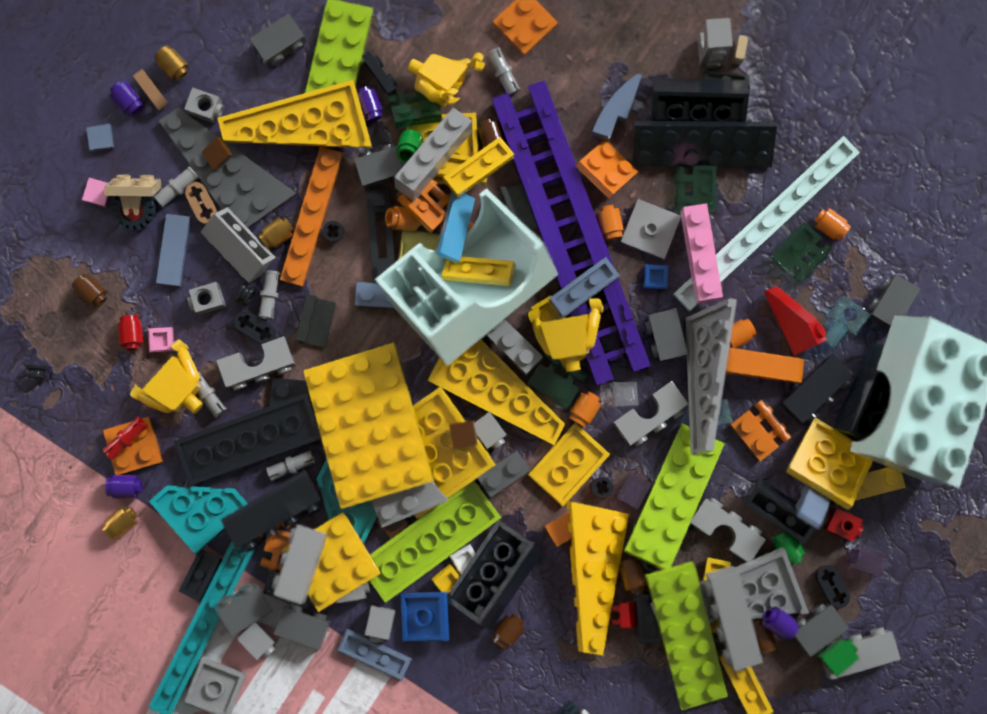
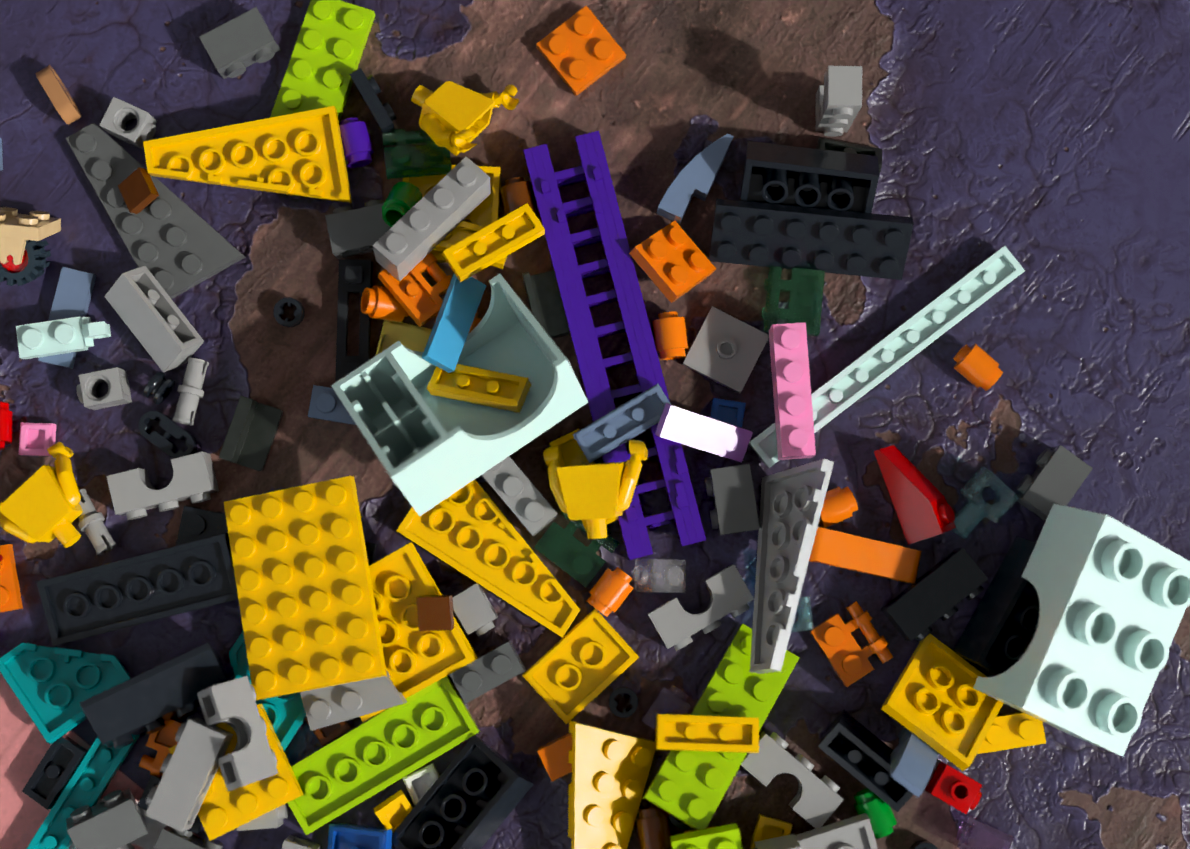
camera: 10 degrees right, 0 degrees up
(126, 98) = (24, 103): dark purple brick -> none
(170, 264) = (59, 336): none -> light aqua hinge
(171, 63) = (91, 61): pearl gold brick -> none
(175, 186) = (79, 231): light grey pin -> none
(197, 206) = (105, 259): medium nougat beam -> none
(276, 233) = (209, 307): pearl gold brick -> none
(291, 465) = (196, 630): light grey pin -> none
(311, 216) = (261, 289): orange plate -> none
(329, 513) = (236, 705): none -> light grey arch
(503, 71) = (544, 114): light grey pin -> none
(641, 289) = (703, 432): none -> tile
(665, 500) = (707, 733): none -> yellow plate
(740, 50) = (873, 114): tan tile -> none
(794, 249) = (924, 394): clear green plate -> none

